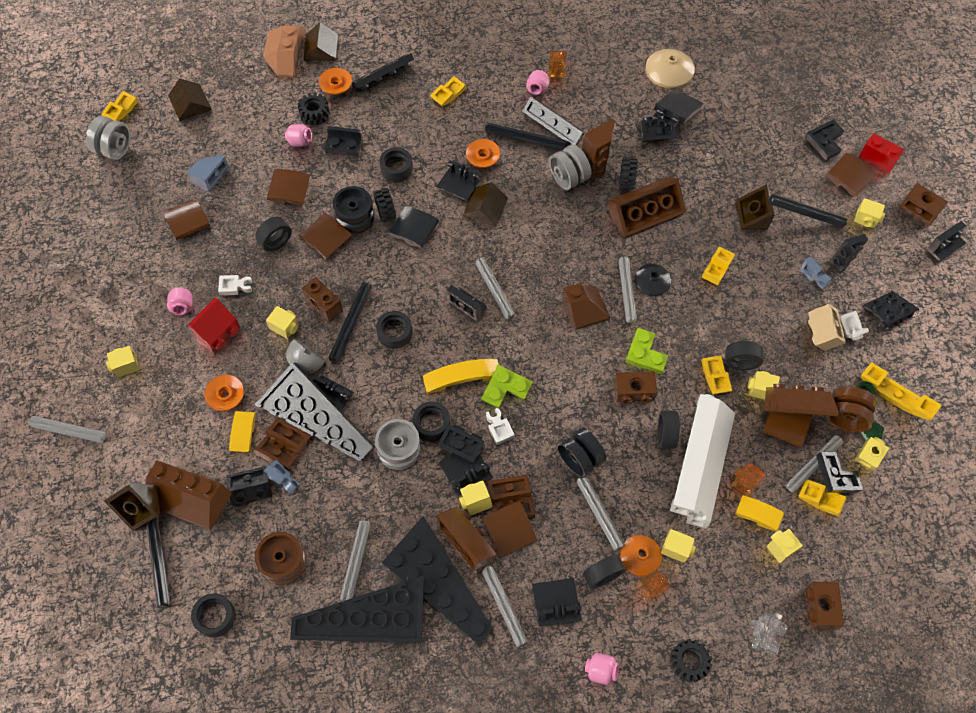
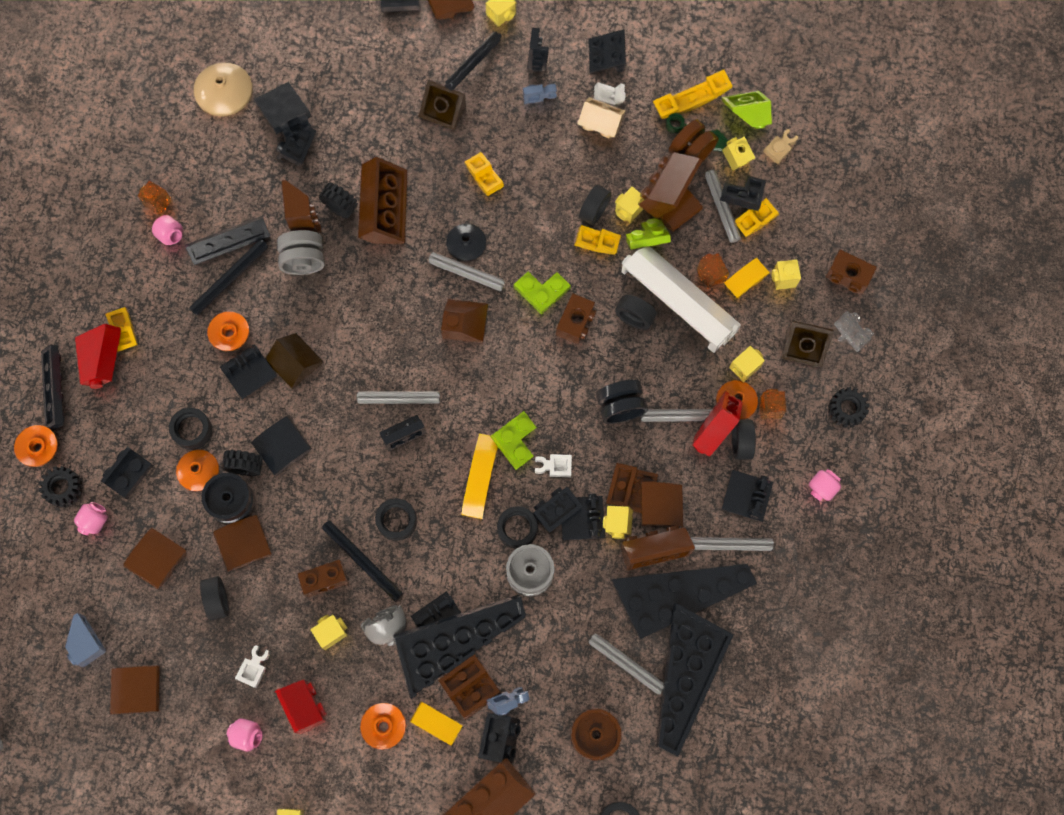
camera: 65 degrees left, 10 degrees up
(376, 181) = (196, 480): none -> orange dish
(419, 83) = (97, 355): none -> red slope
(606, 542) = (718, 424): none -> red slope
(728, 593) = (806, 343): none -> dark brown slope
(748, 414) = (652, 233): none -> lime plate
(903, 490) = (780, 148): none -> tan plate
(921, 445) = (751, 107): none -> lime slope

